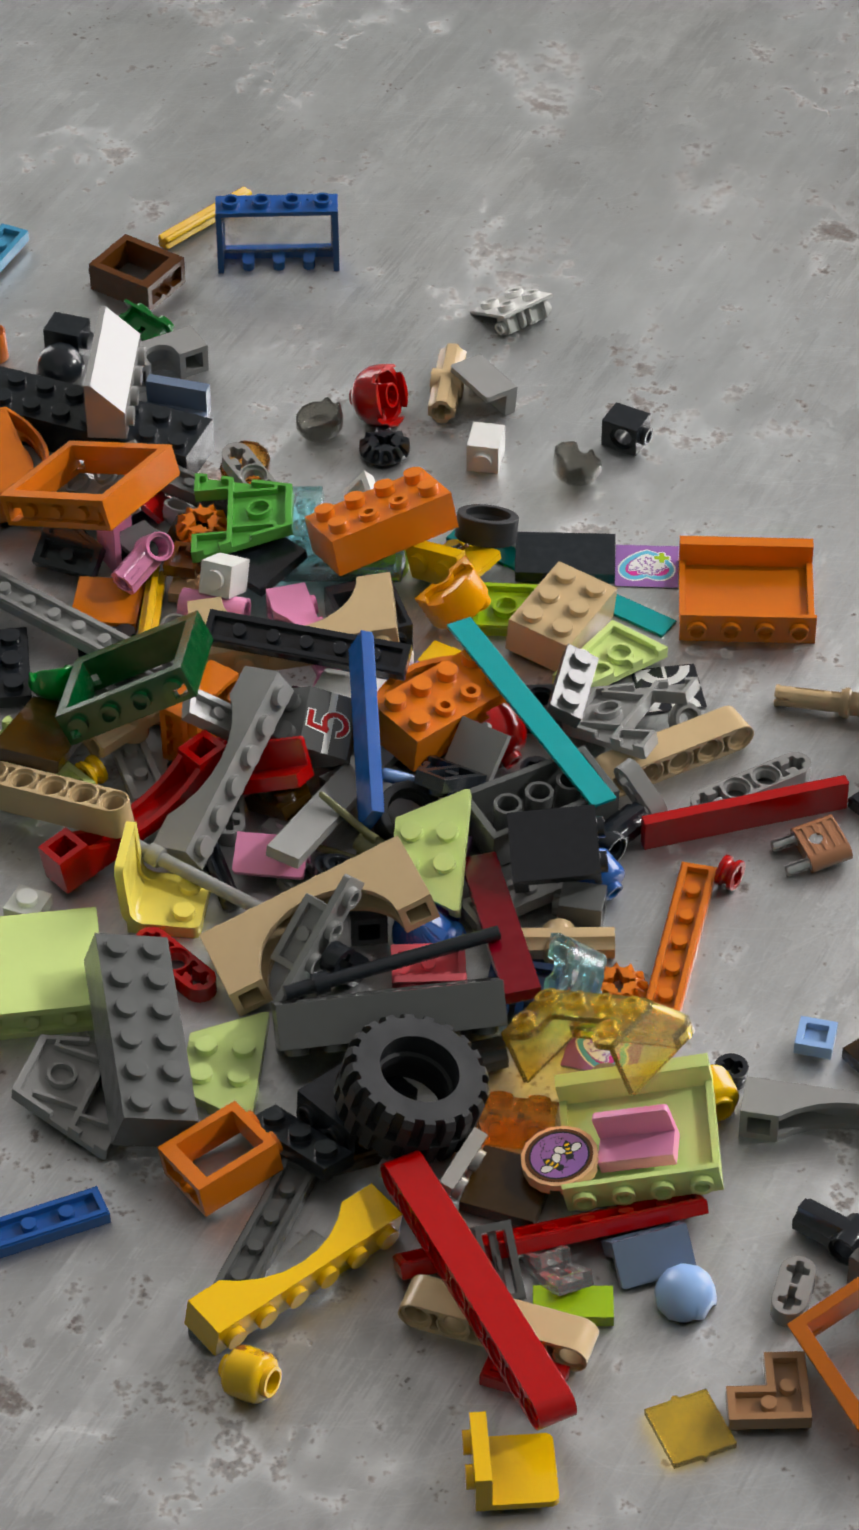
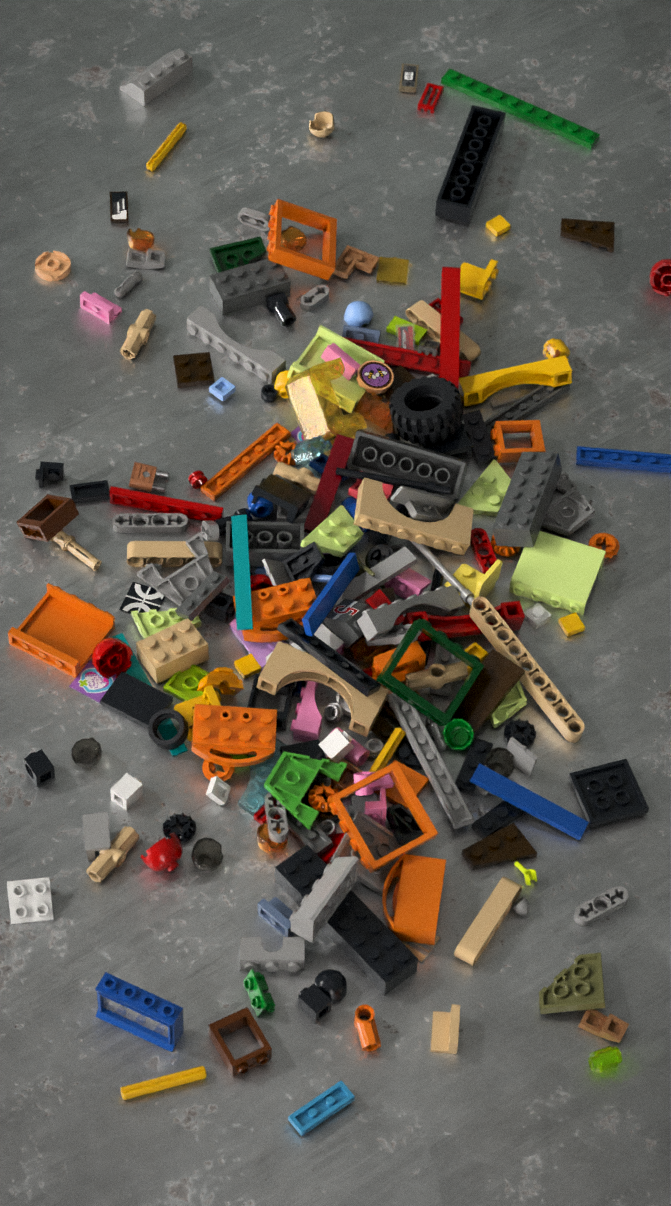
camera: 155 degrees left, 10 degrees up
(645, 576) = (111, 657): none -> red cylinder

